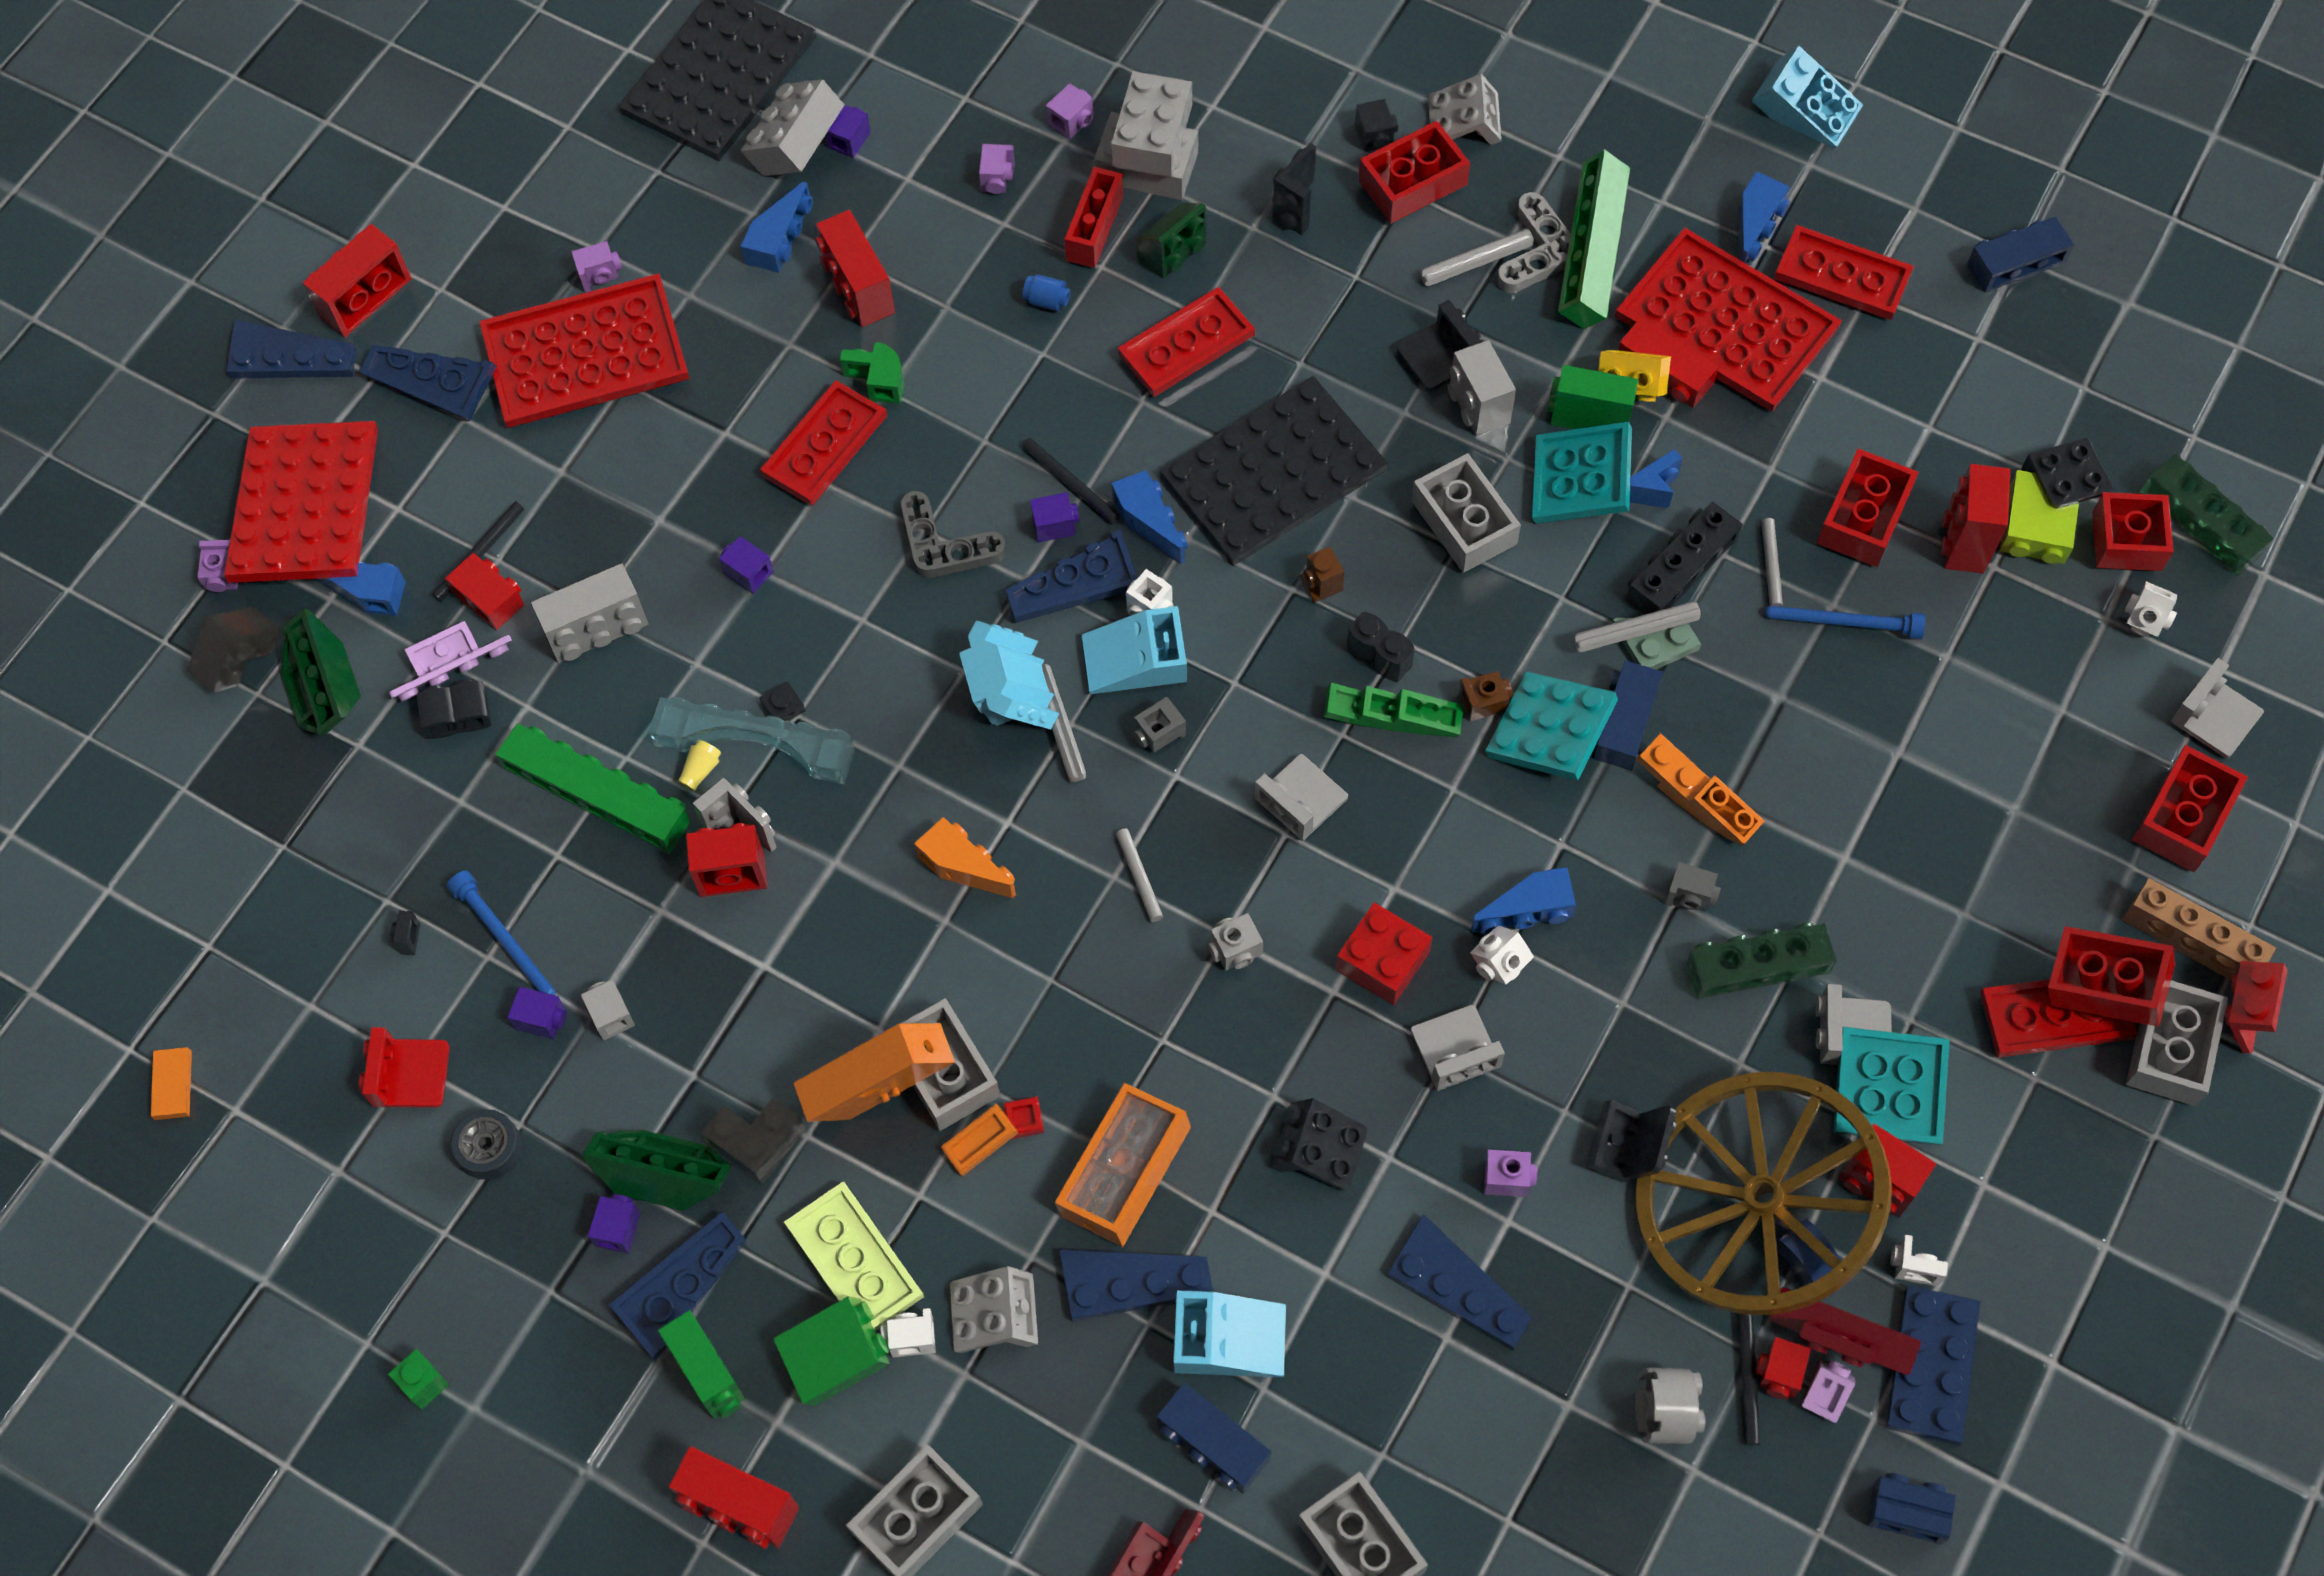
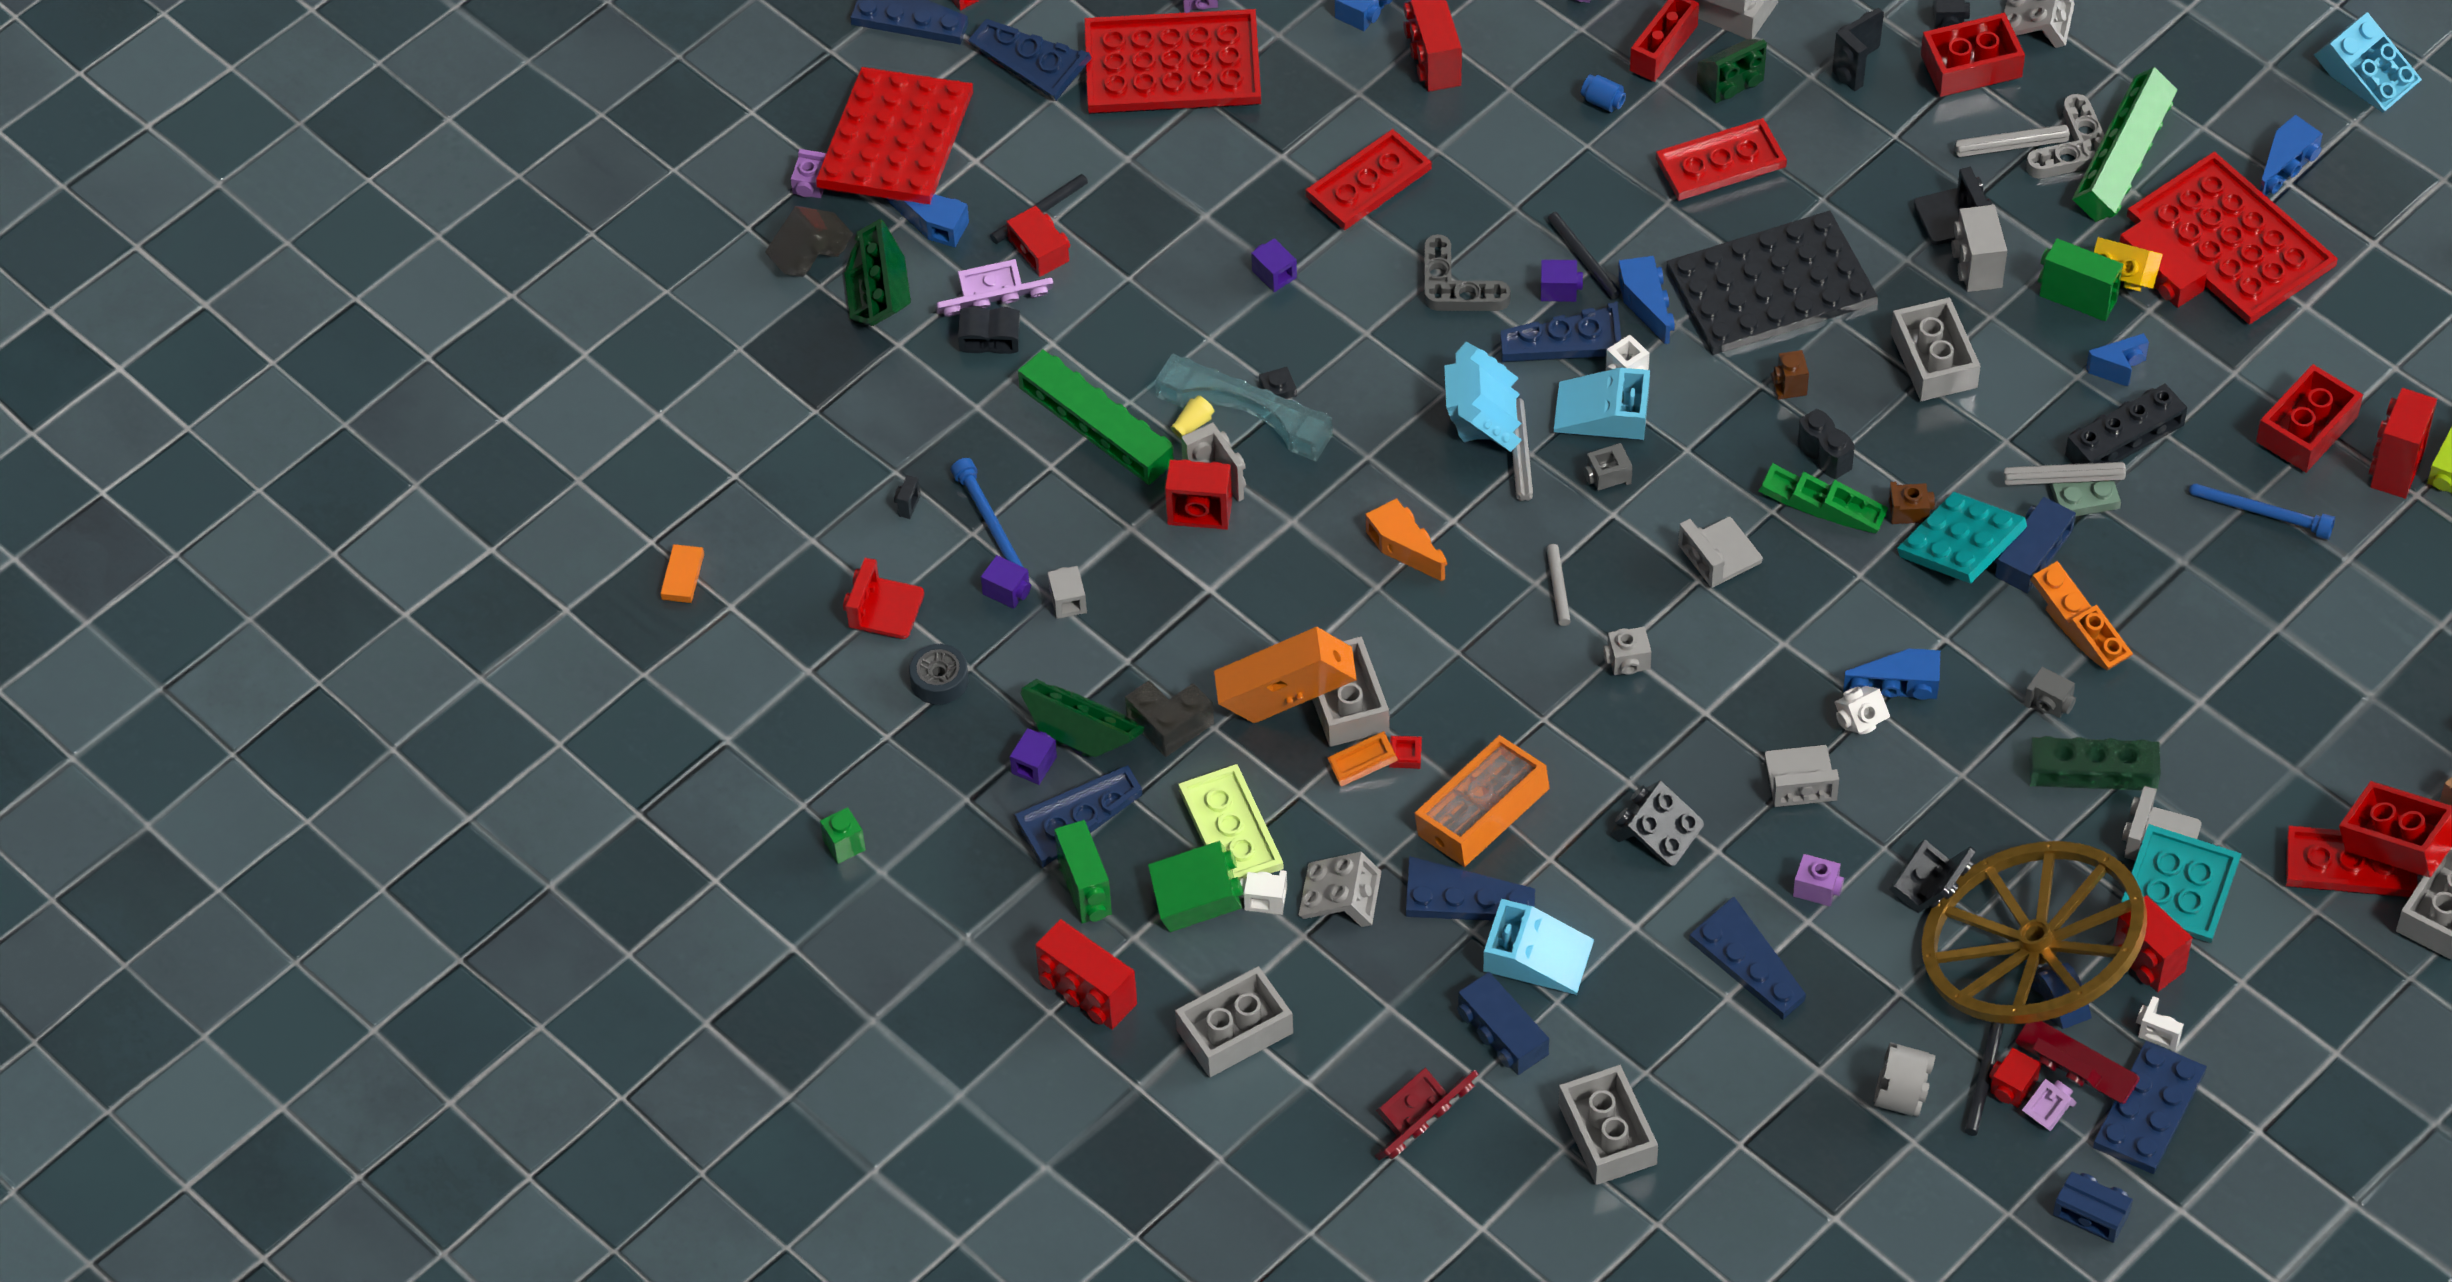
camera: 15 degrees right, 10 degrees down
(590, 613) = (1127, 274): light grey brick -> none
(881, 370) = (1434, 129): green brick -> none
(1383, 953) = (1757, 687): red brick -> none
(1582, 473) = (2052, 337): teal plate -> none
(1772, 562) = (2209, 448): light grey bar -> none
(1844, 272) = (2354, 219): red plate -> none

